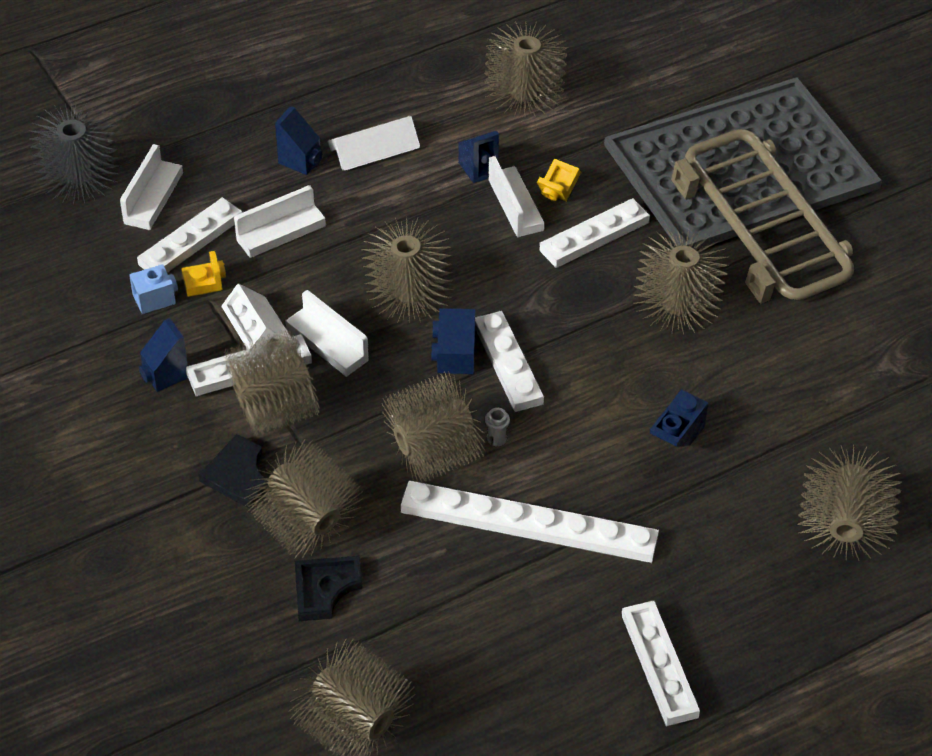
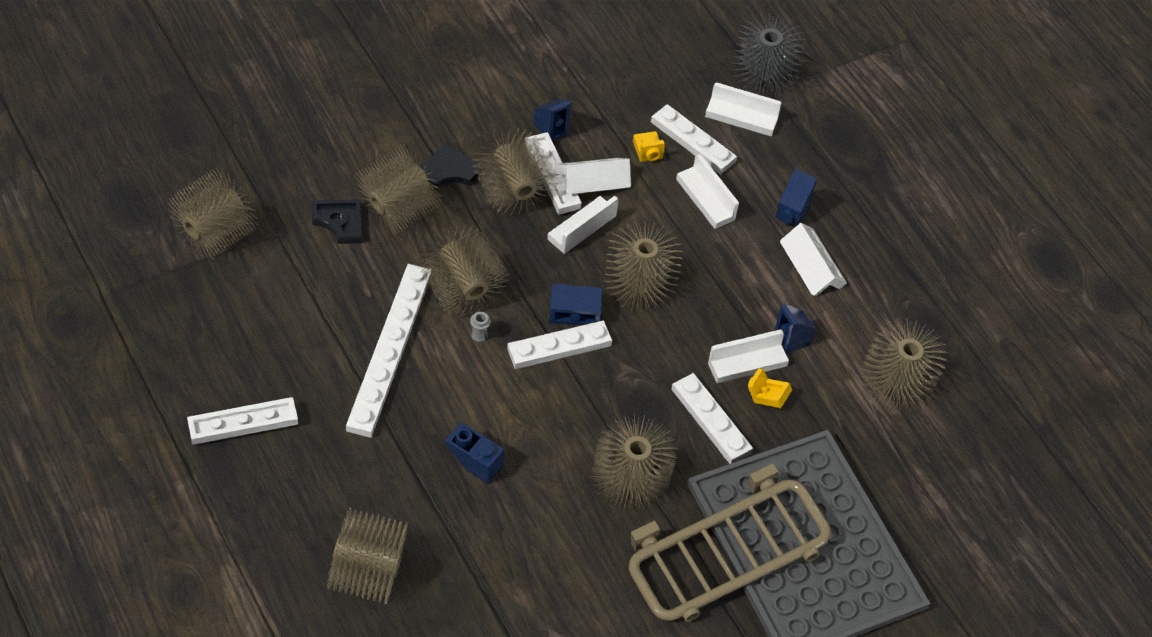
camera: 85 degrees right, 5 degrees up
(153, 288) = (630, 112): light blue brick -> none

